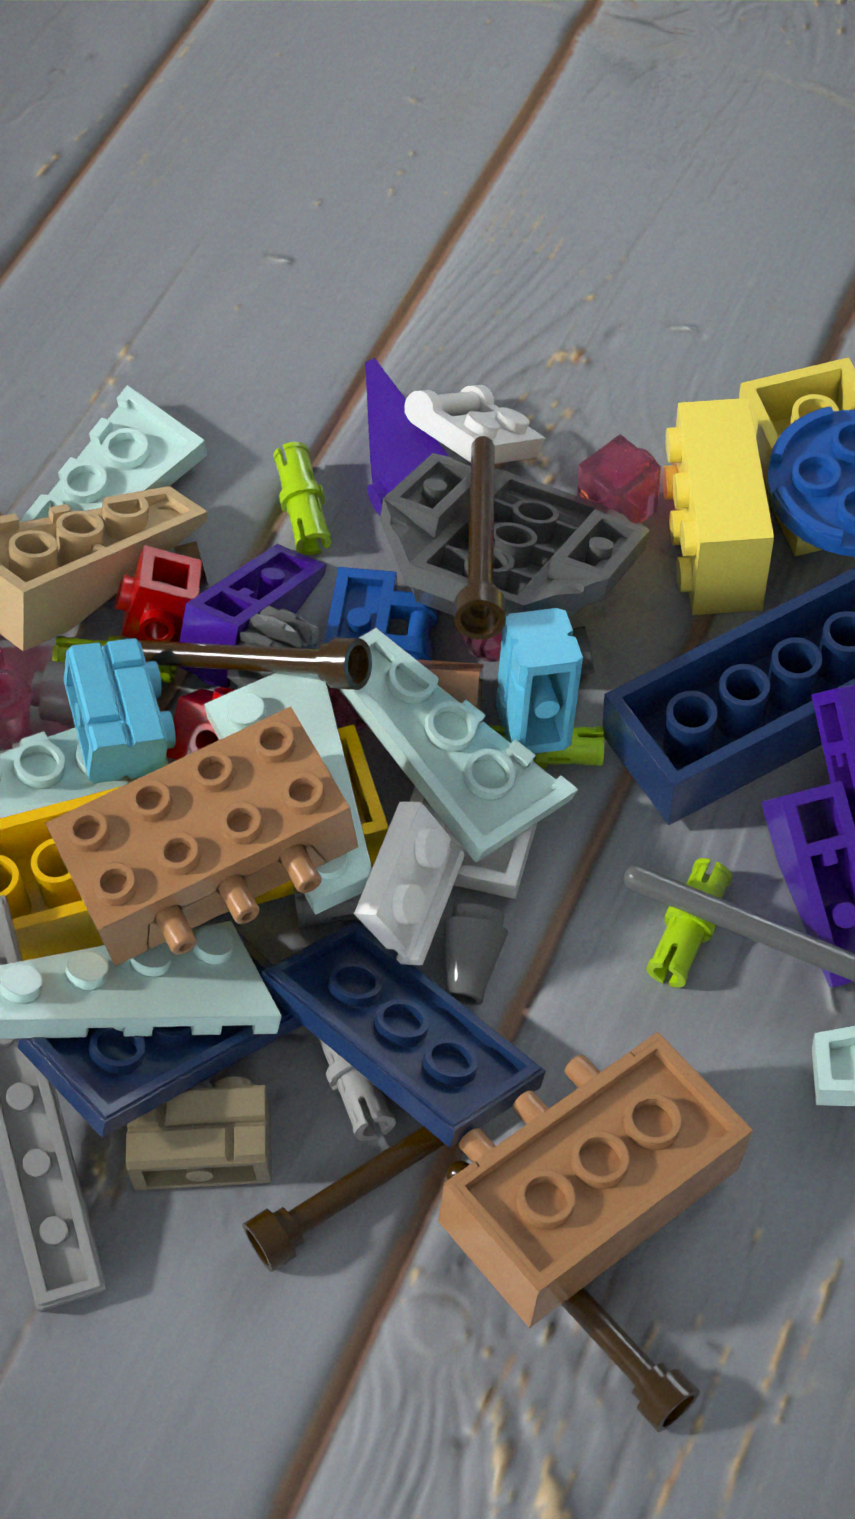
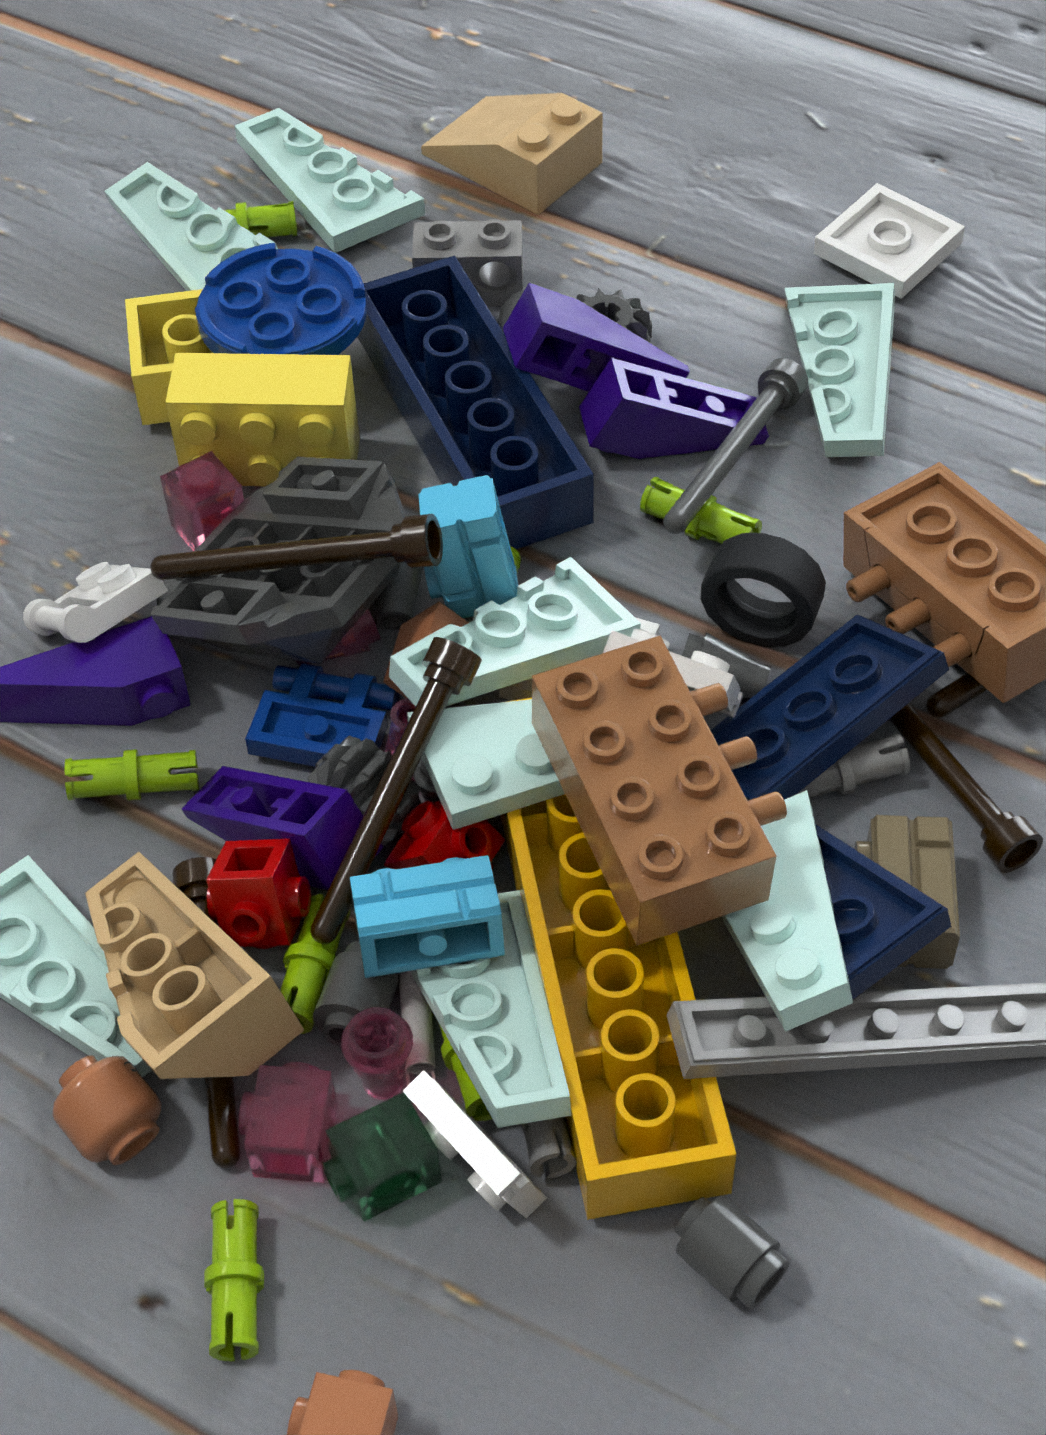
camera: 85 degrees left, 5 degrees down
(555, 970) = (772, 562): none -> black tyre

